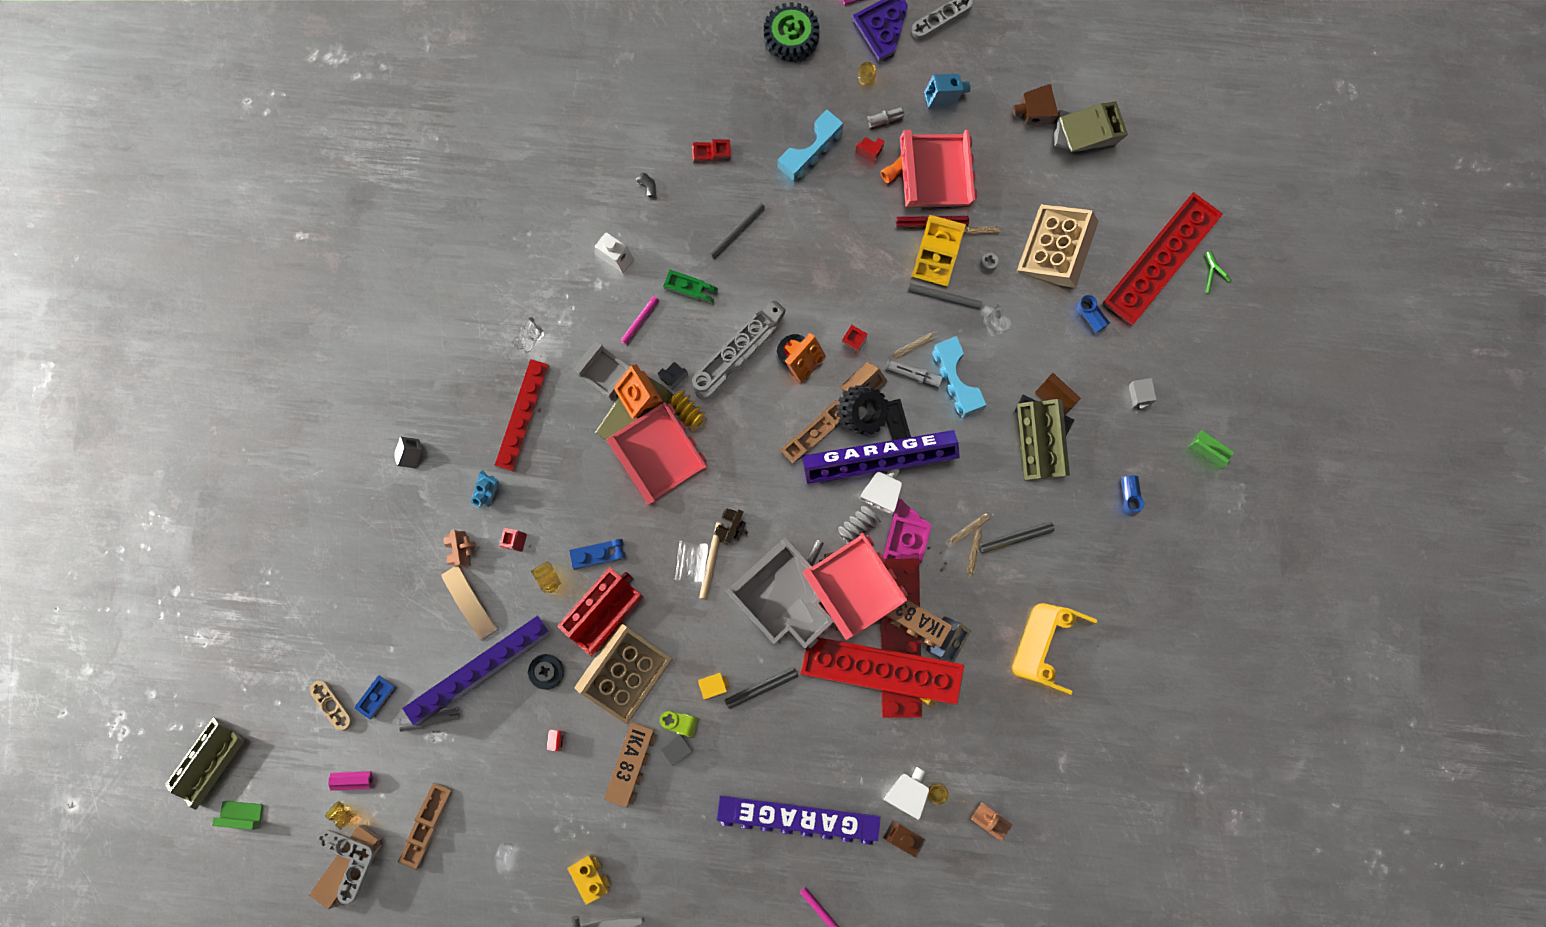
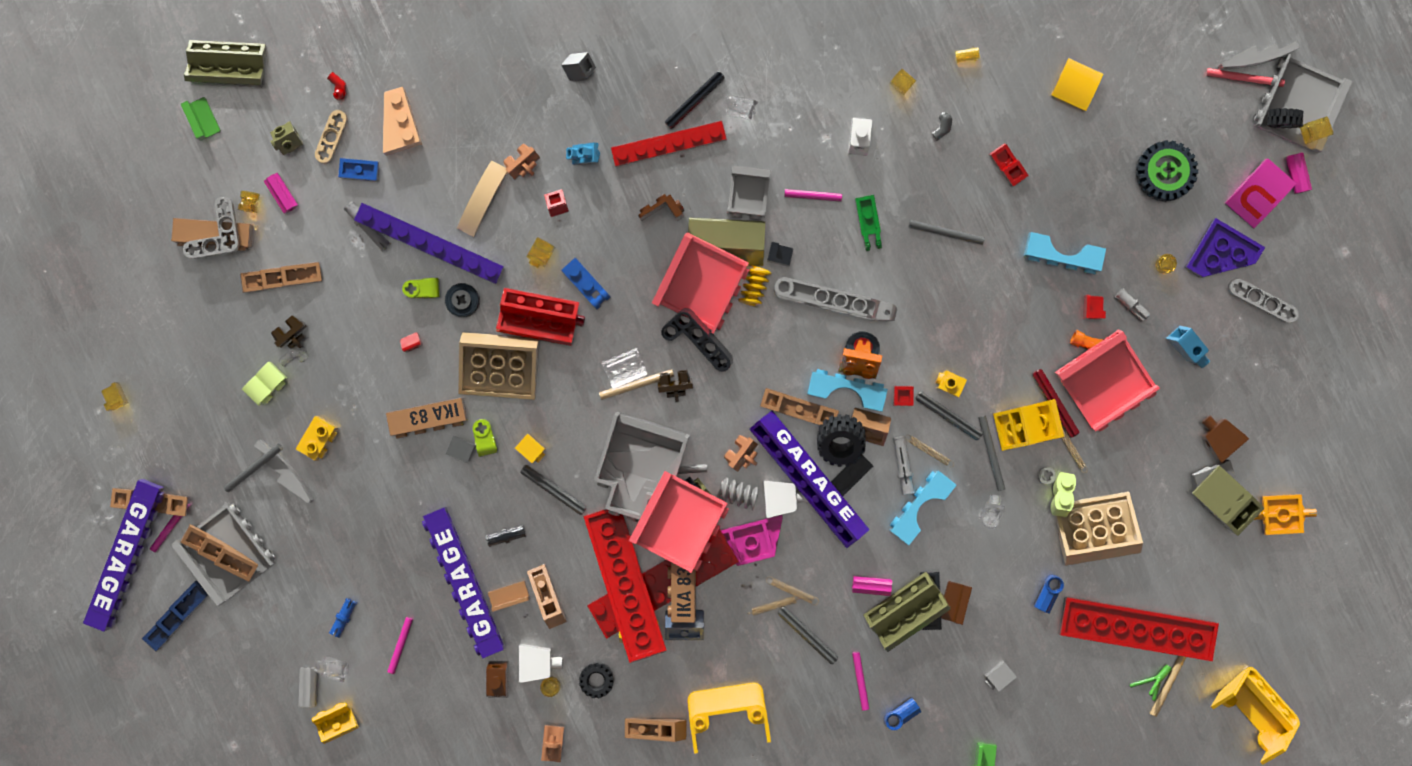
camera: 65 degrees right, 10 degrees up
(292, 671) = (340, 86): none -> red arm
(305, 747) = (285, 138): none -> olive brick
(359, 637) = (399, 123): none -> light nougat wedge
(480, 857) = (283, 338): none -> dark brown hips
(498, 371) = (694, 100): none -> black axle
(511, 899) = (265, 383): none -> yellowish green brick
(515, 698) = (425, 288): none -> lime piece
(571, 439) = (675, 207): none -> reddish brown bracket
(590, 196) = (902, 81): none -> clear yellow slope
(601, 131) = (967, 54): none -> clear yellow pin
(637, 391) = (743, 235): orange bracket -> none
(678, 62) = (1077, 84): none -> yellow slope
(707, 482) = (700, 342): none -> black beam
(778, 755) = (506, 536): none -> black pin
(828, 510) = (744, 456): none -> nougat hips
(834, 784) = (509, 596): none -> medium nougat panel
(838, 367) = (871, 396): none -> medium azure arch
(854, 749) = (546, 597): none -> medium nougat slope
(866, 295) = (950, 383): none -> yellow brick
(893, 312) = (949, 416): none -> dark grey axle
(963, 738) = (596, 692): none -> black tyre
(1003, 457) = (872, 586): none -> dark pink axle
(1014, 255) = (1063, 496): none -> yellowish green brick
(1028, 719) = (655, 729): none -> medium nougat slope
(1082, 514) = (860, 681): none -> dark pink bar
(1129, 92) = (1284, 514): none -> light orange plate
(1224, 263) = (1167, 686): none -> tan bar
(1289, 196) = (1263, 709): none -> yellow windscreen

